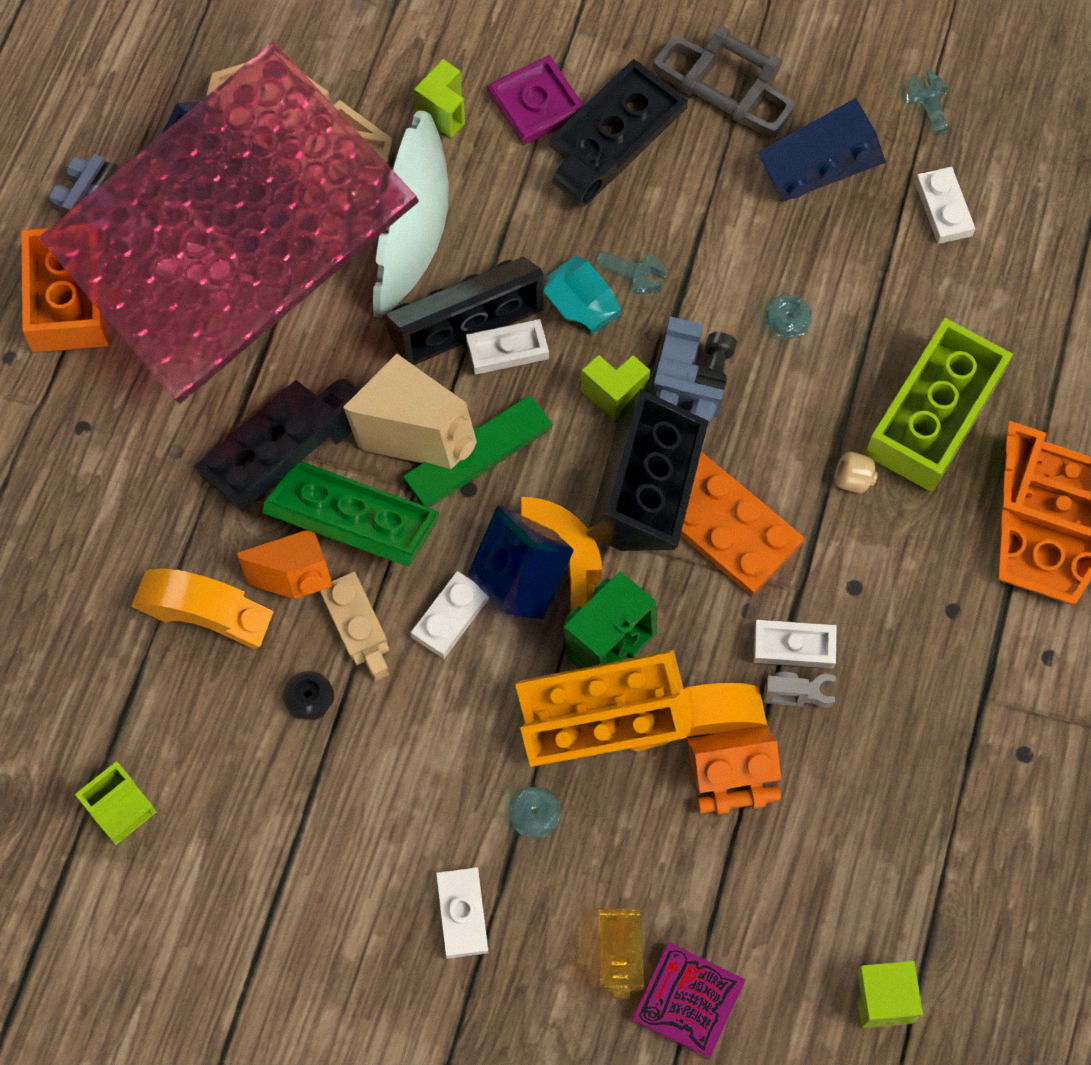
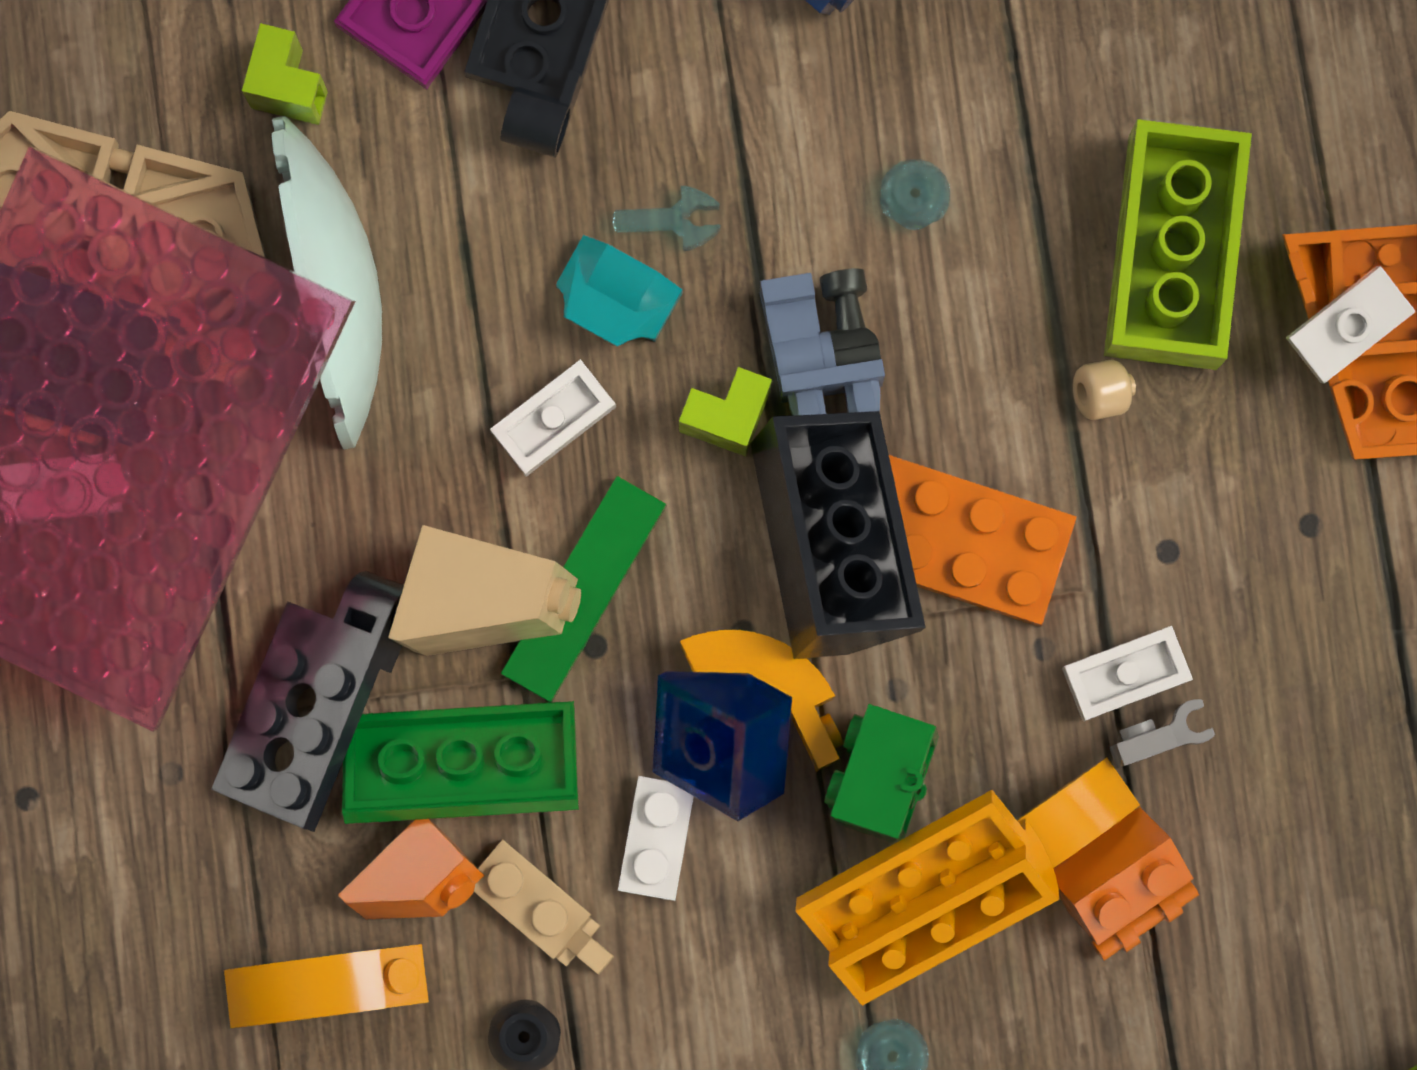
camera: 25 degrees left, 15 degrees up
(472, 306) = (471, 392): black slope -> none
(1029, 490) = (1350, 324): none -> white plate

